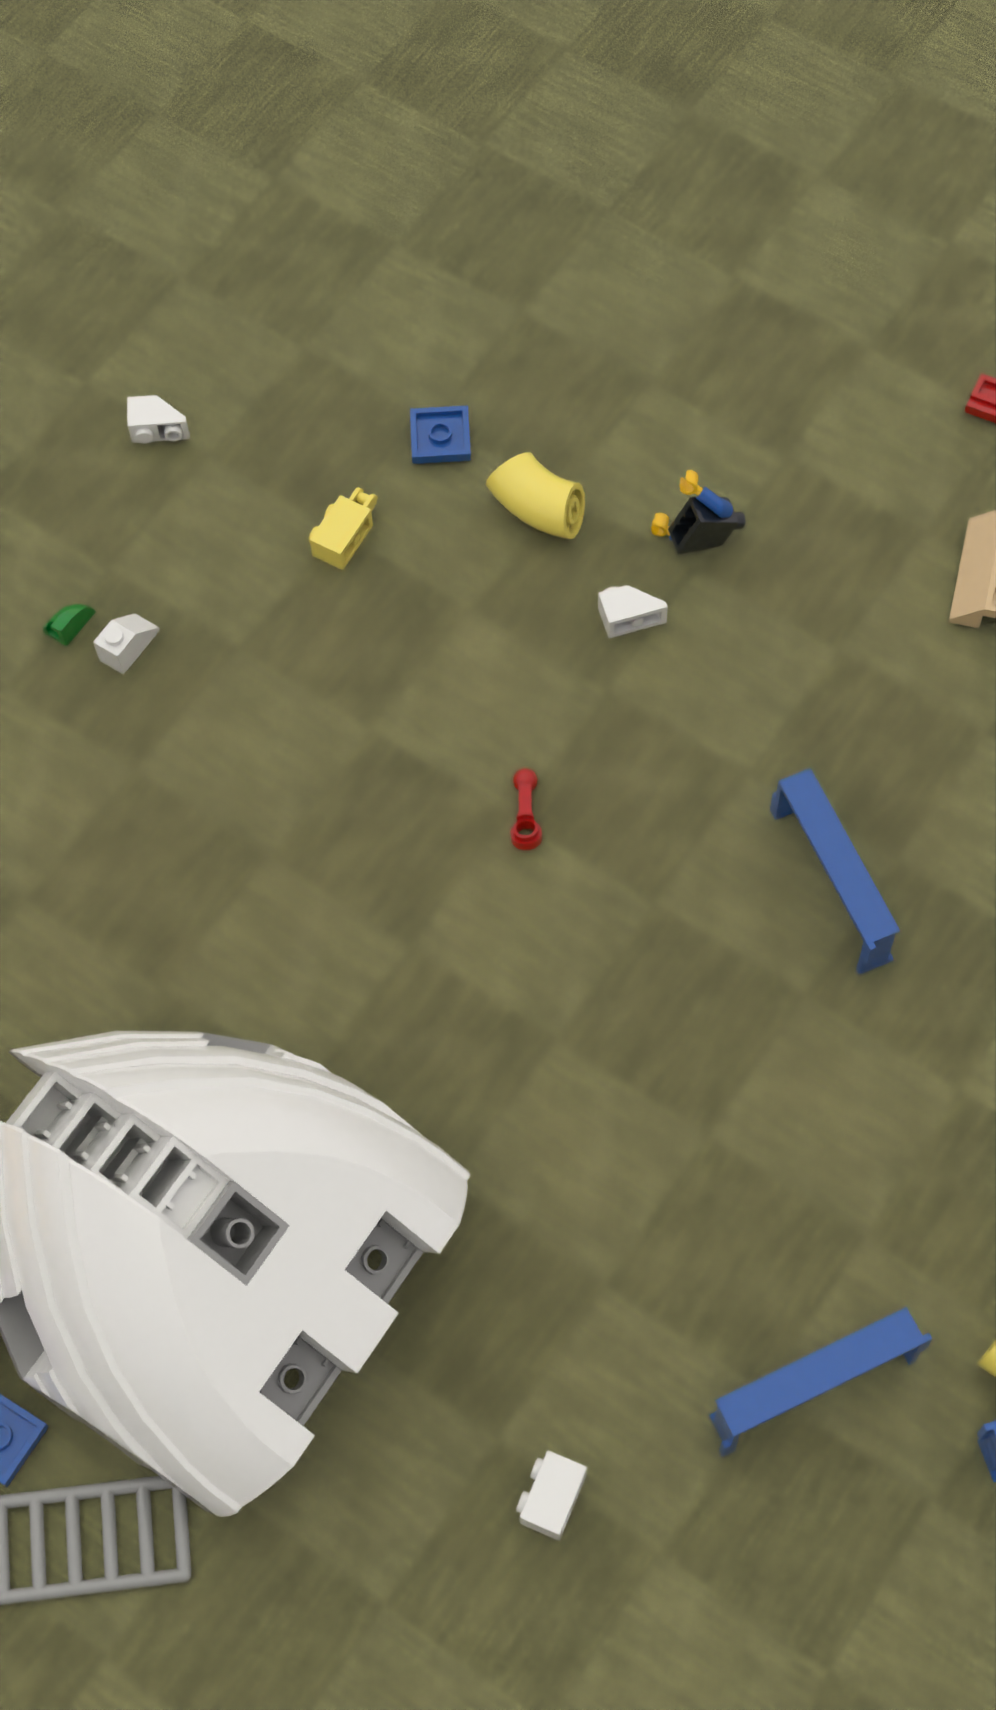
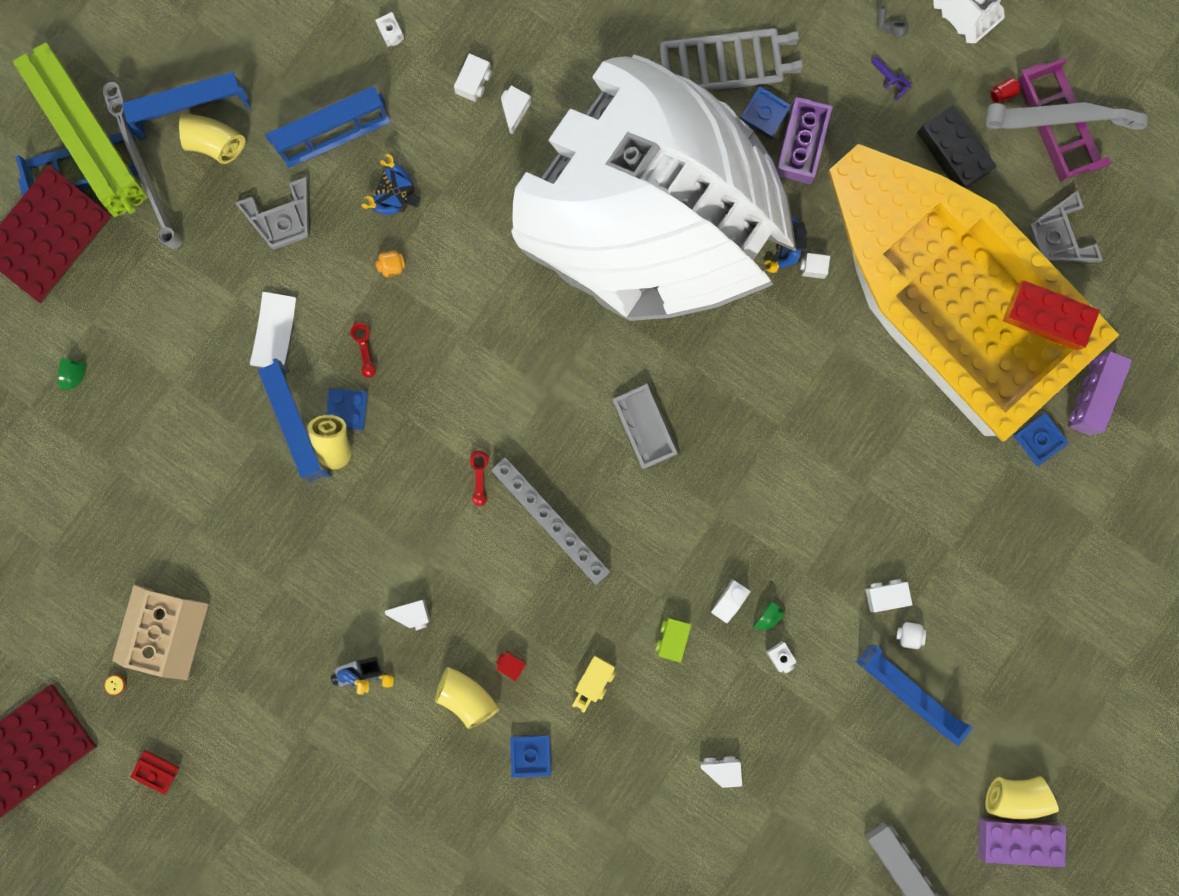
camera: 175 degrees right, 20 degrees up
(54, 566) = (775, 654): none -> white brick
(218, 585) = (673, 639): none -> lime brick
(247, 890) = (645, 426): none -> light grey slope
(409, 743) = (550, 521): none -> light grey brick
(470, 545) = (510, 665): none -> red brick
(472, 1438) = (515, 105): none -> white slope
(691, 1144) = (390, 263): none -> light orange head
(693, 1270) = (393, 191): none -> torso
(716, 1605) = (387, 23): none -> white brick
(719, 970) = (368, 369): none -> red piece
(752, 909) = (349, 406): none -> blue plate
(772, 840) = (330, 441): none -> light yellow brick
(890, 1032) = (273, 329): none -> white sticker
(894, 1213) = (284, 223): none -> light grey wing

